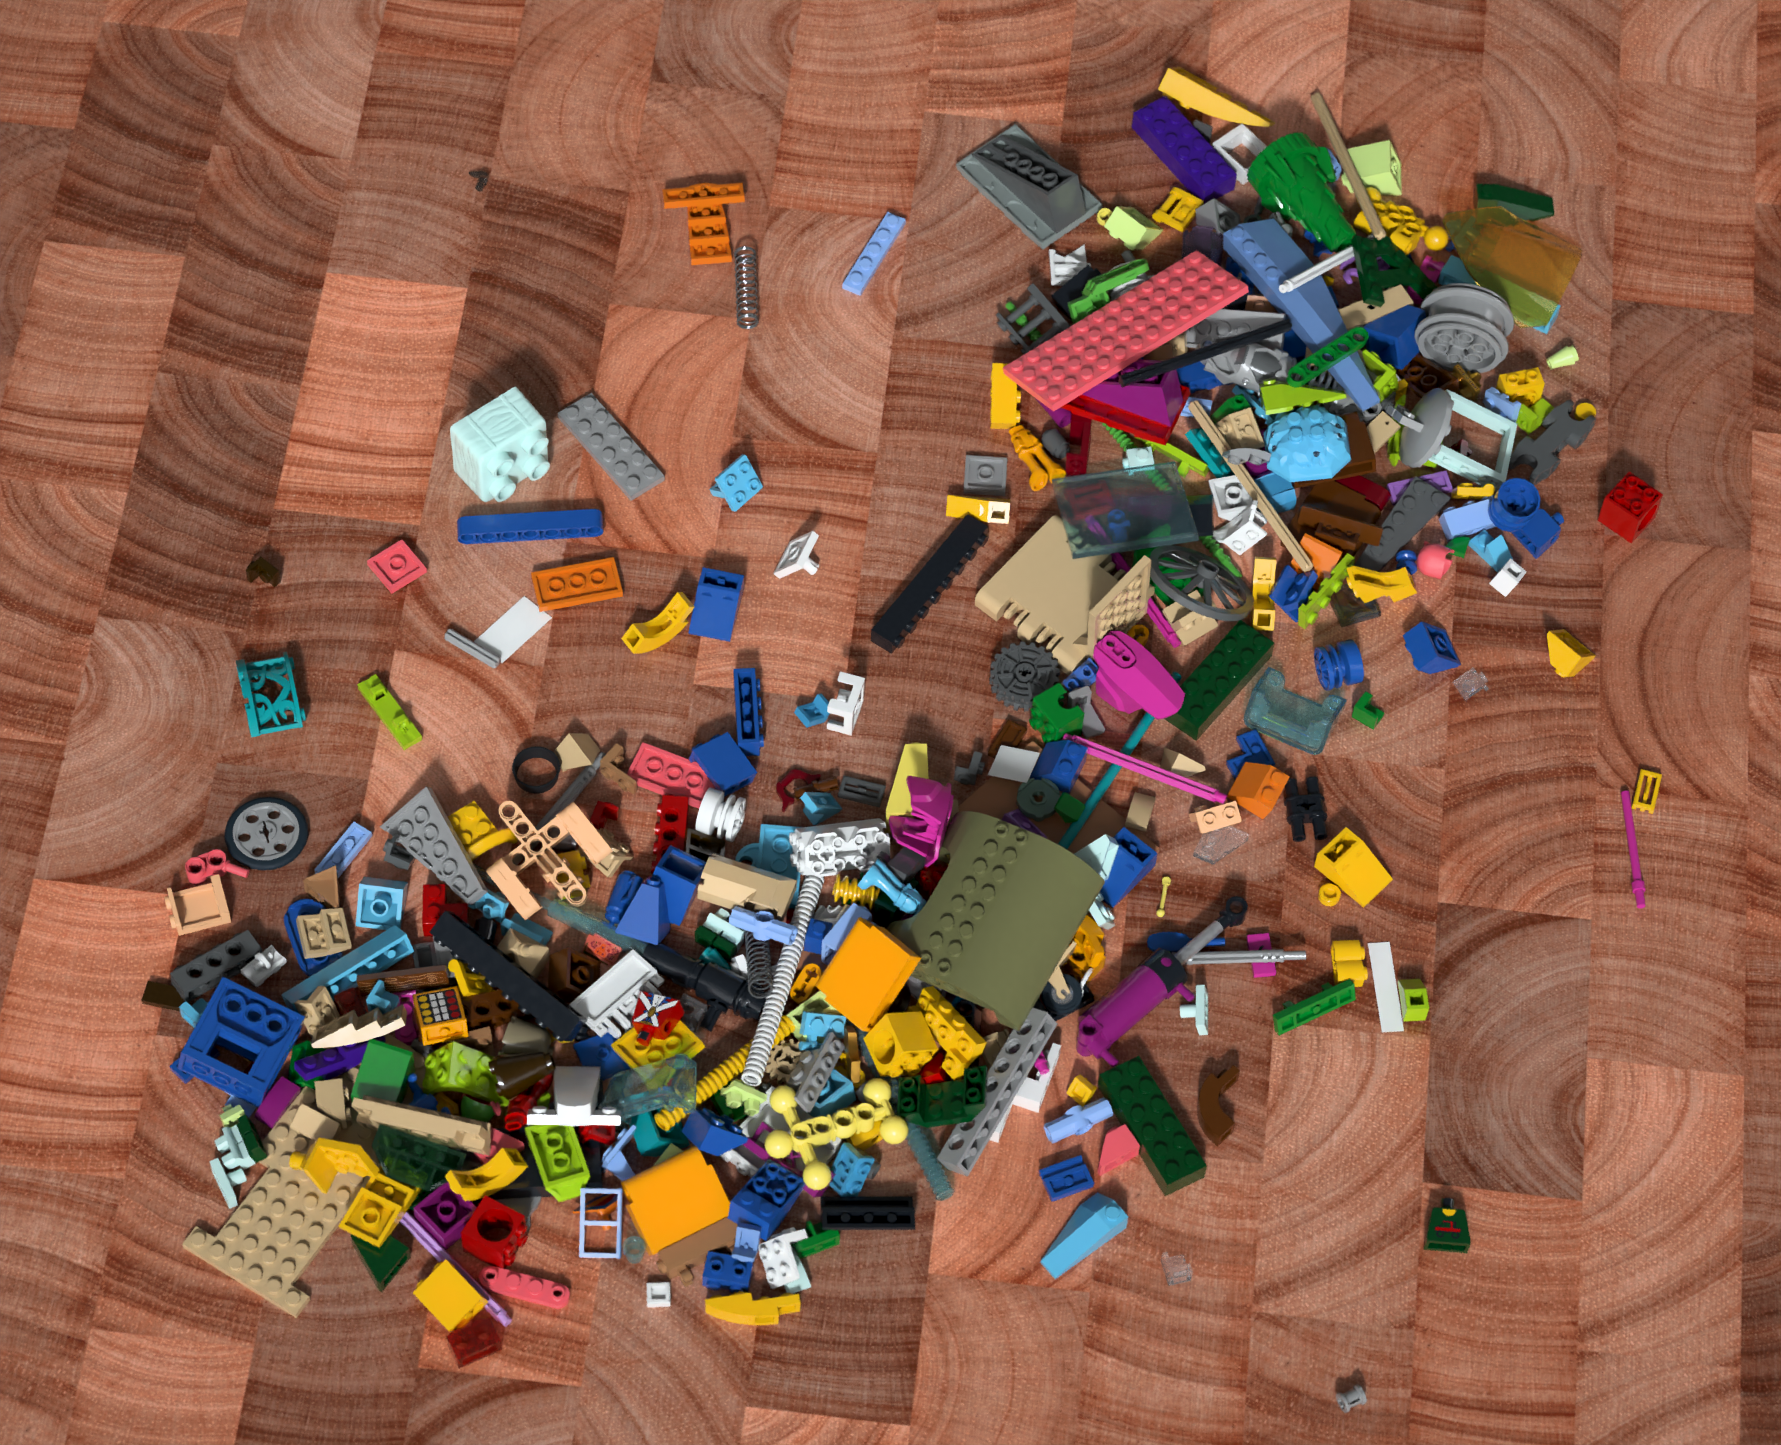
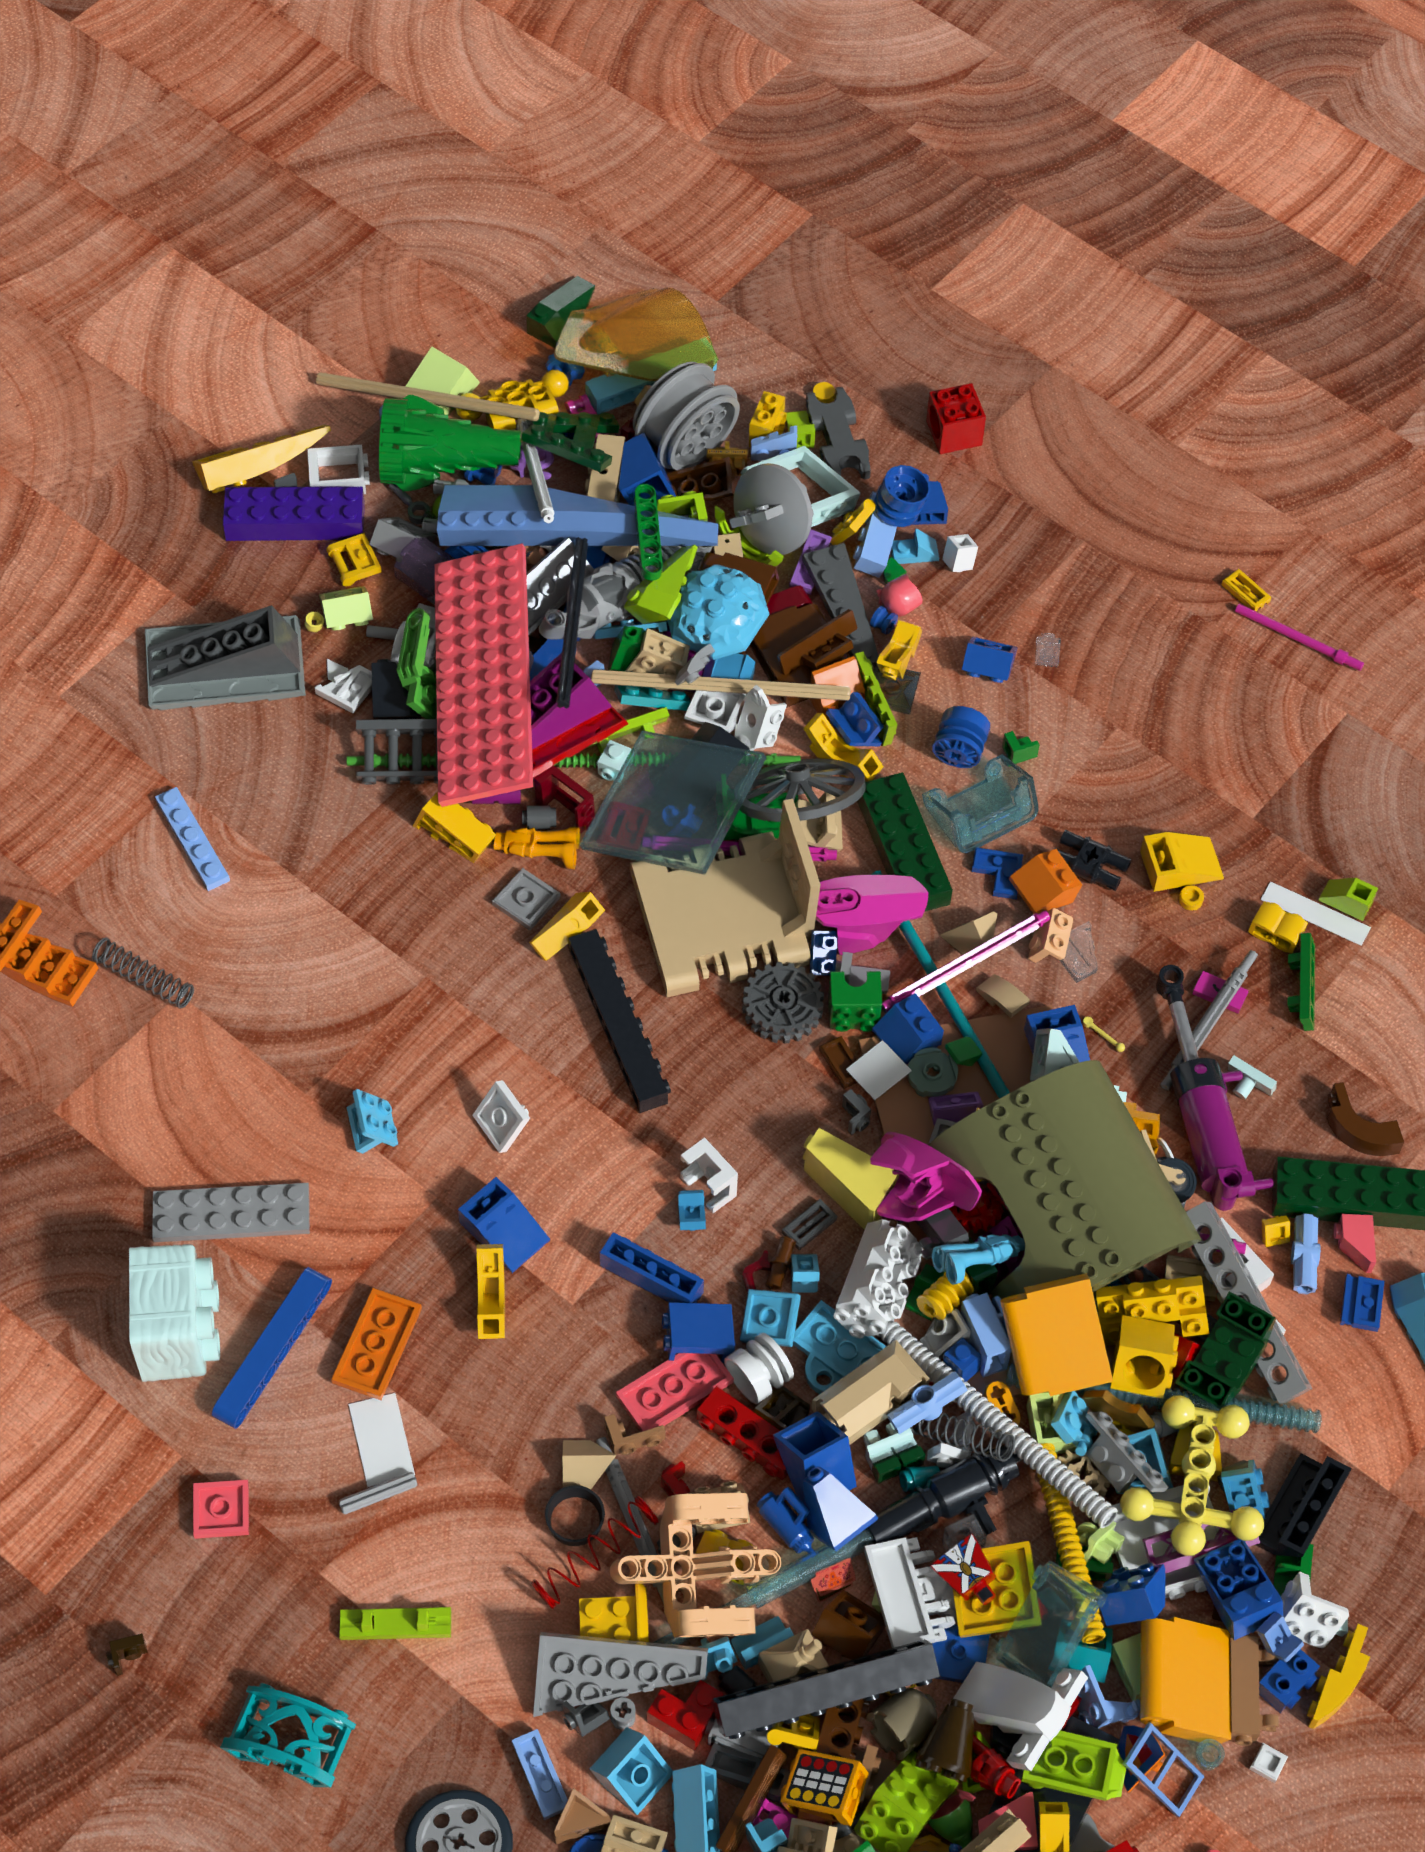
camera: 55 degrees left, 0 degrees up
(420, 872) = (616, 1708): none -> light grey bush
(462, 789) = (639, 1503): none -> red piece
(767, 803) = (772, 1314): none -> medium azure tile
(1175, 941) = (1161, 1055): blue piece -> none
(1563, 357) = (755, 370): yellowish green cone -> none
(1567, 653) = (1070, 558): yellow slope -> none

